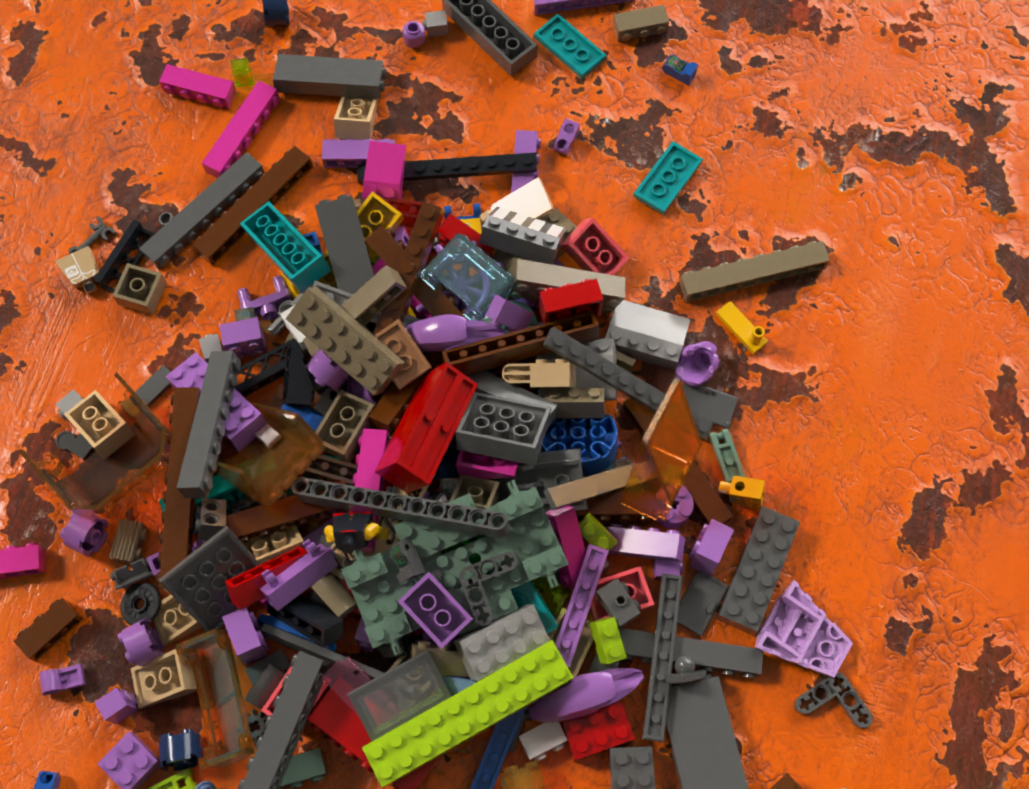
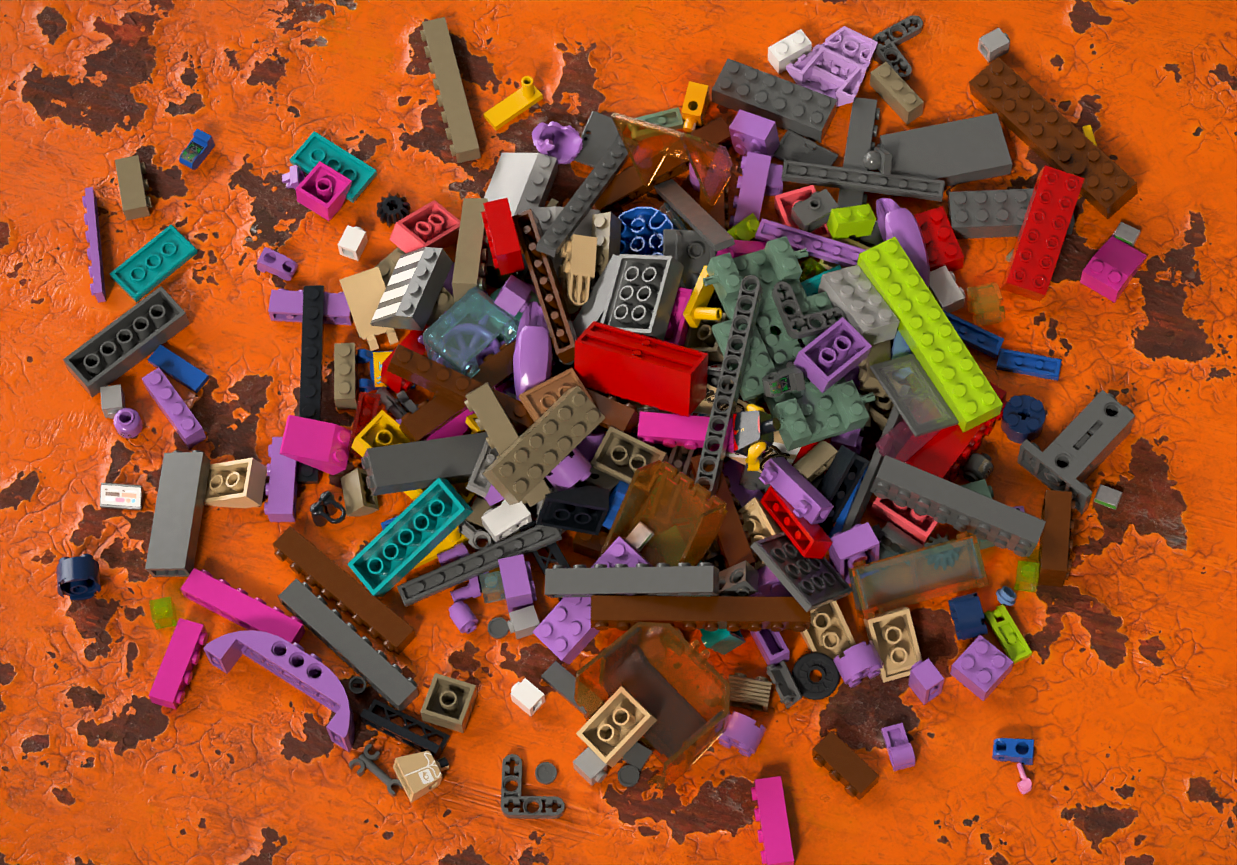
camera: 85 degrees left, 5 degrees down
(53, 349) = (516, 796): none -> dark grey beam
(76, 372) = (545, 773): none -> dark grey piece
(142, 353) = (527, 696): none -> white brick
(174, 174) = (295, 668): none -> medium lavender slope
(212, 328) = (498, 628): none -> dark grey piece
(221, 299) = (463, 617): none -> medium lavender brick
(263, 304) = (476, 563): none -> dark grey tile
(325, 185) = (325, 508): none -> black piece
(342, 767) = (977, 467): none -> dark grey head
(351, 37) = (121, 496): none -> slope
(428, 67) = (174, 408): none -> medium lavender brick
(456, 195) = (345, 376): none -> dark tan brick
(468, 70) = (178, 368): none -> blue tile
(496, 481) = (697, 305): none -> yellow piece
(590, 196) = (353, 242): none -> white brick
(617, 224) = (392, 209): none -> black gear
(638, 167) = (323, 191): none -> dark pink slope
(653, 147) = (294, 177): none -> tile
(774, 696) = (896, 93): none -> dark tan brick
(817, 586) = (788, 50): none -> white brick

